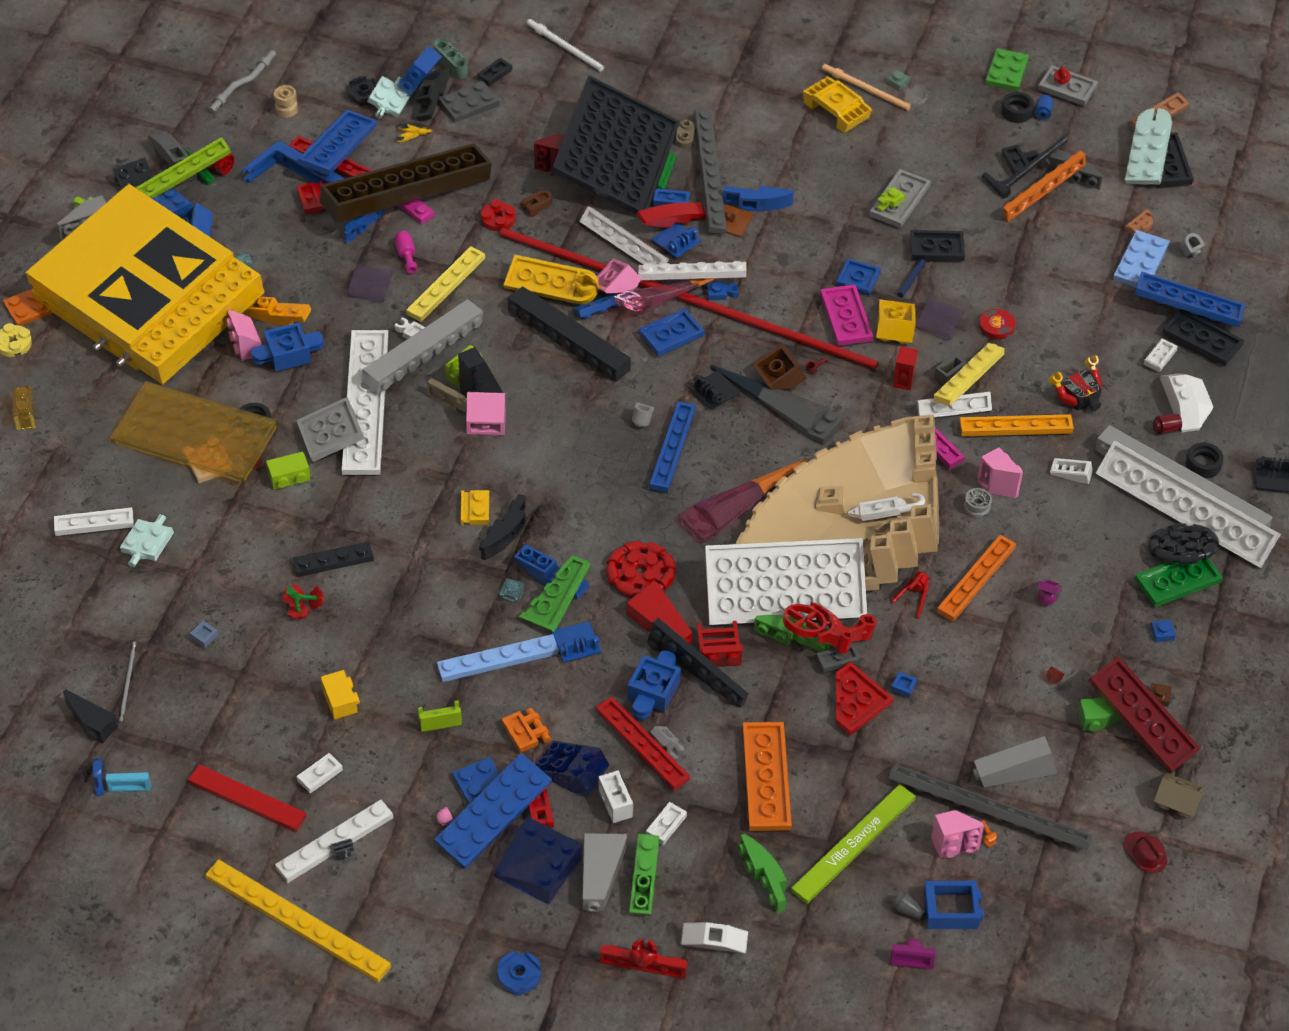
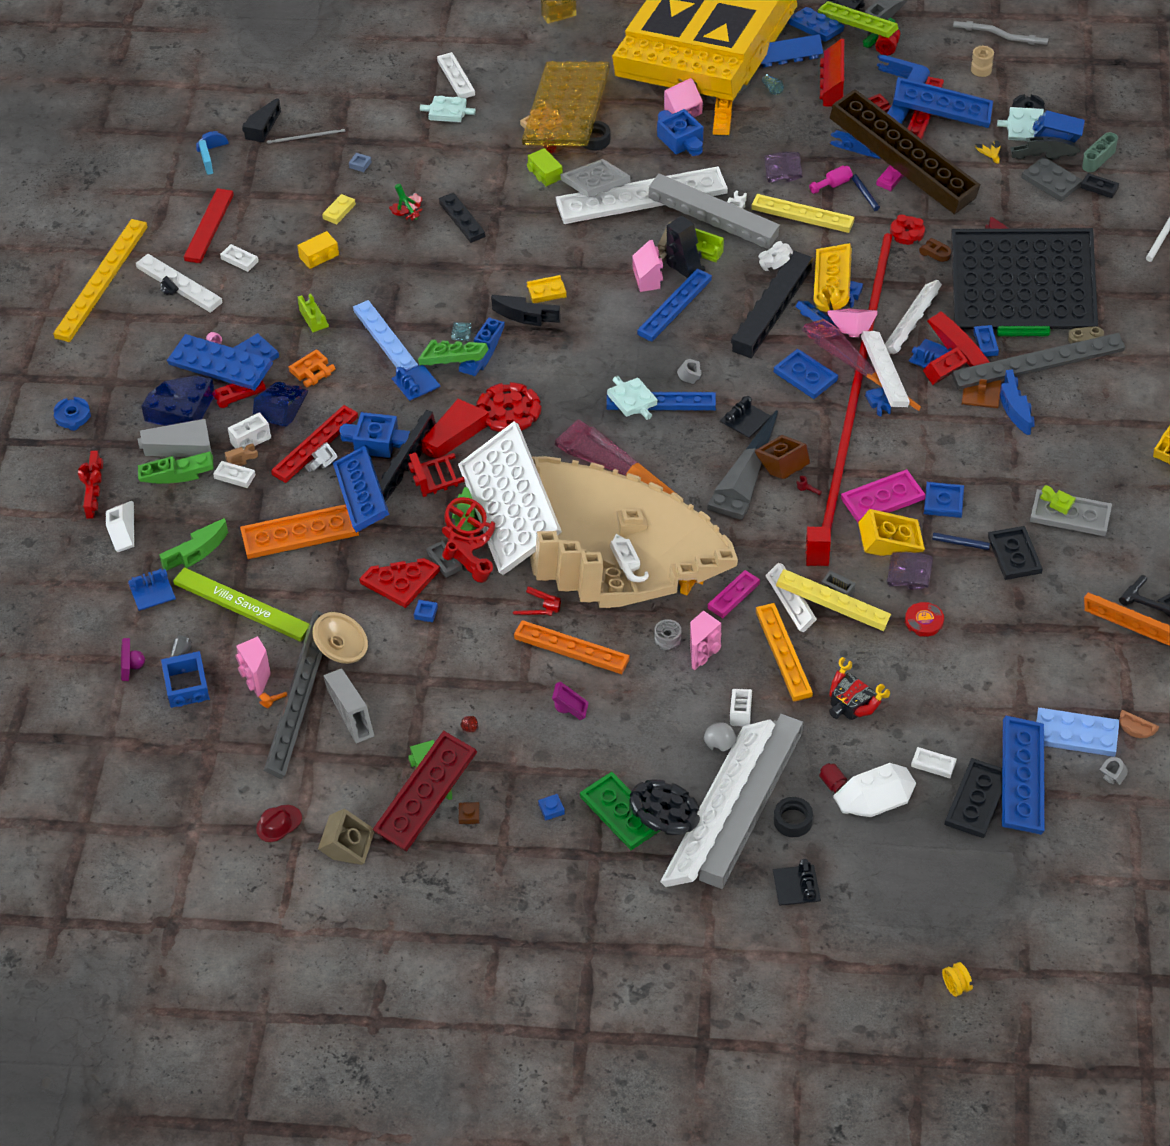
camera: 80 degrees right, 0 degrees up
(255, 209) = (832, 73): none -> red slope
(271, 668) = (339, 209): none -> light yellow plate
(434, 233) = (865, 192): none -> dark blue bar
(497, 311) = (775, 256): none -> white plate
(541, 408) = (674, 305): none -> blue plate
(642, 817) = (239, 456): none -> medium nougat plate
(668, 463) = (632, 397): none -> light aqua plate
(706, 231) = (945, 365): none -> red panel
(734, 704) = (360, 488): none -> blue plate
(814, 923) = (151, 589): none -> blue hinge
(932, 757) = (340, 637): none -> tan dish
(1106, 490) = (720, 736): none -> light grey hair

